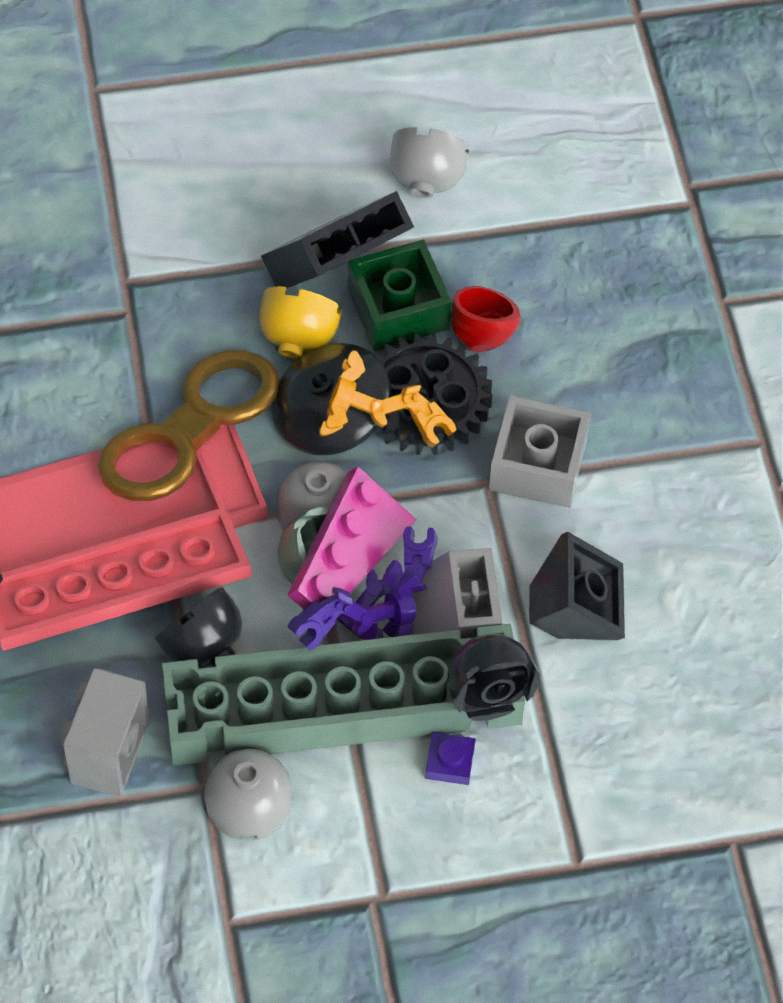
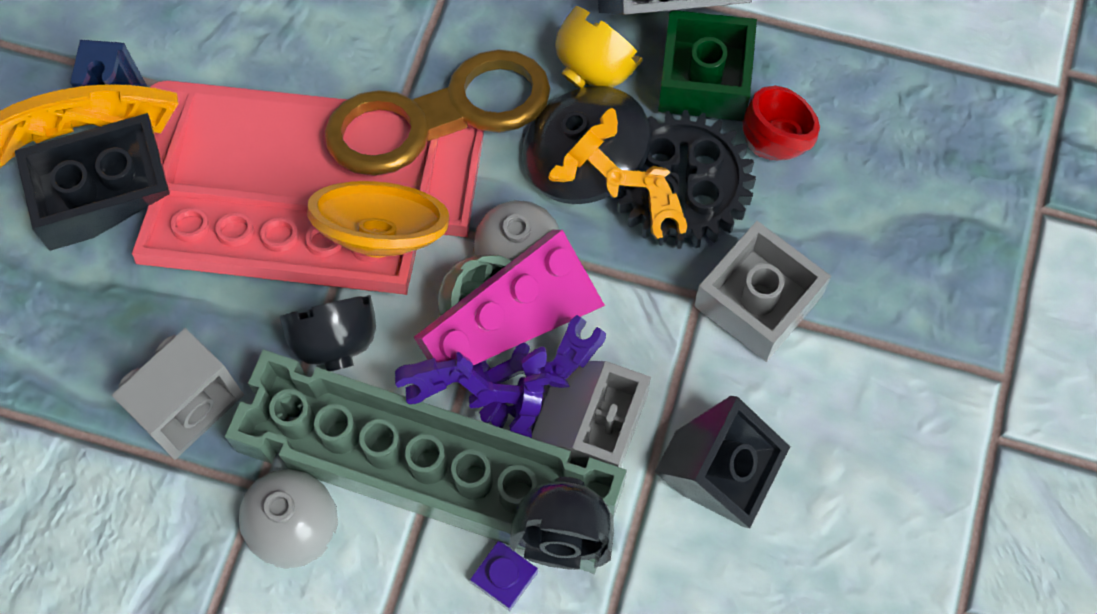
camera: 30 degrees right, 10 degrees up
(203, 519) = (377, 217): none -> light orange dish

